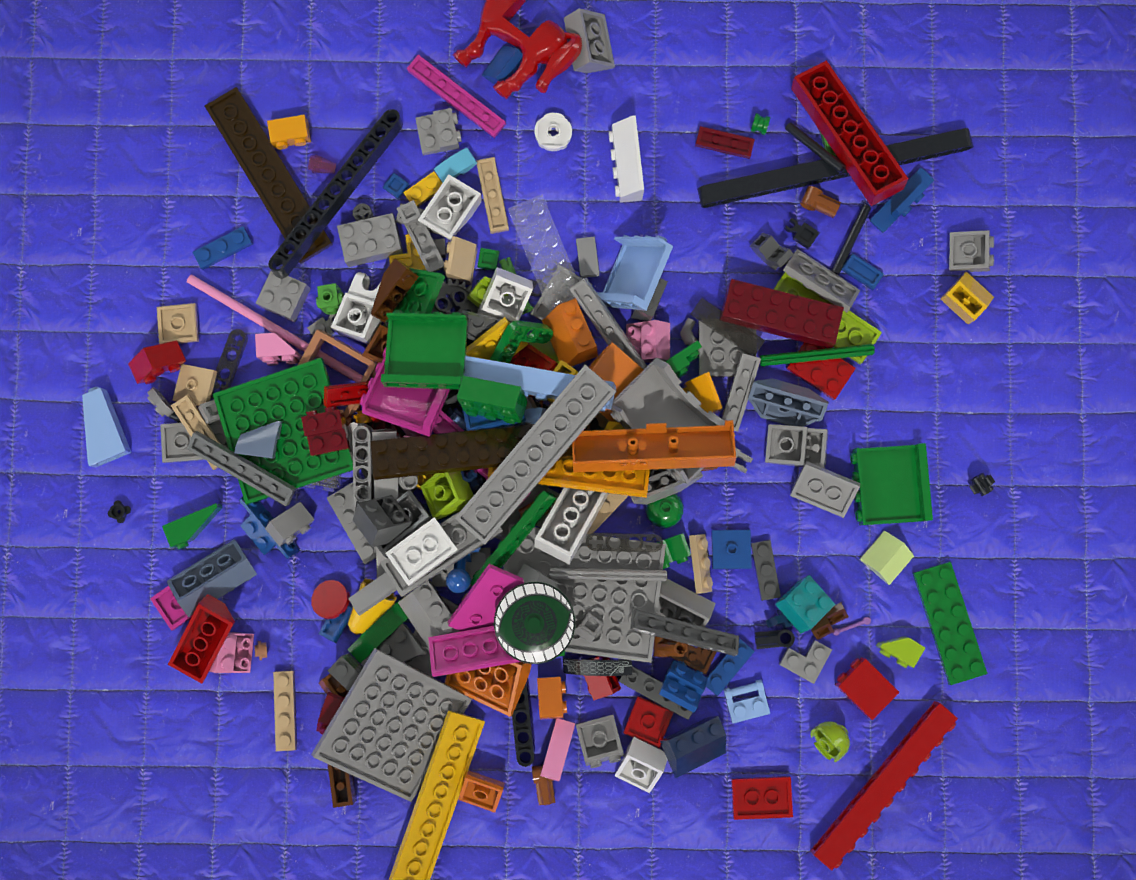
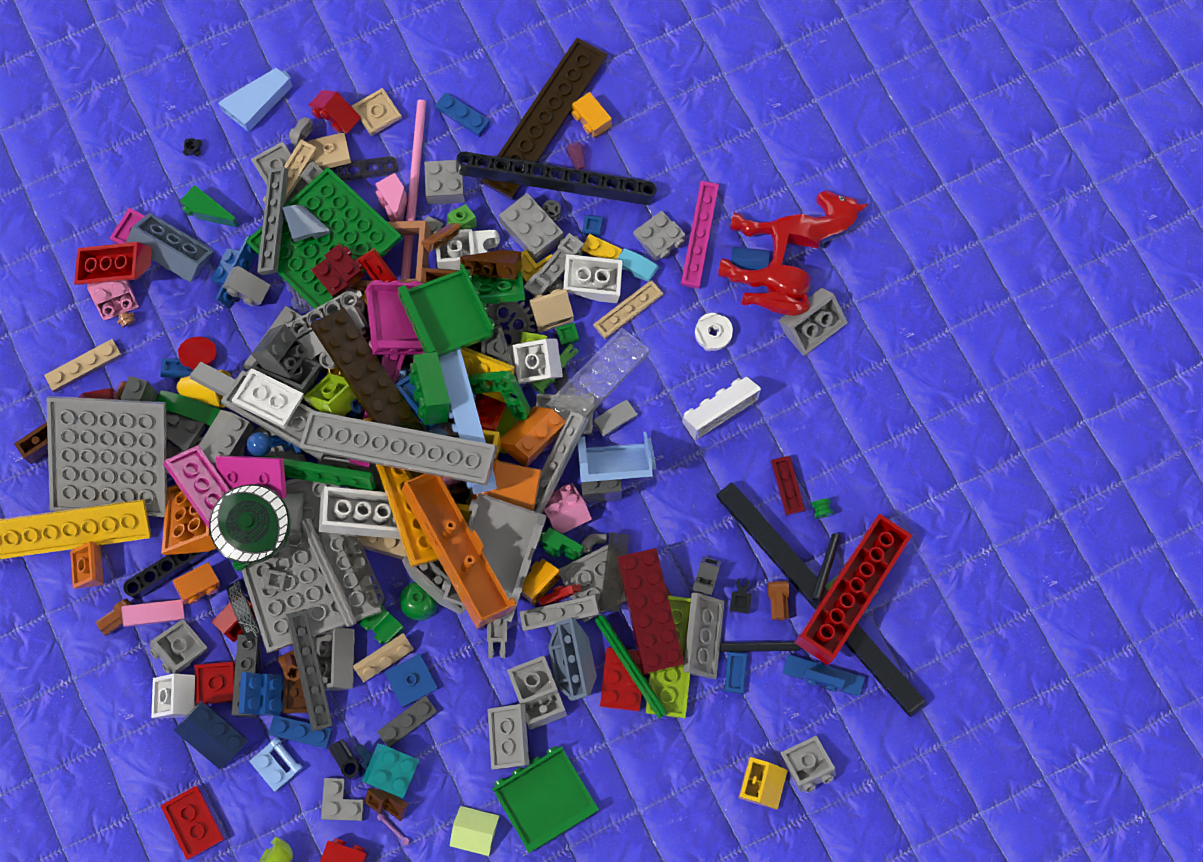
camera: 65 degrees right, 10 degrees down
(339, 322) = (441, 236): none -> dark orange slope
(724, 381) = (560, 593): none -> red plate

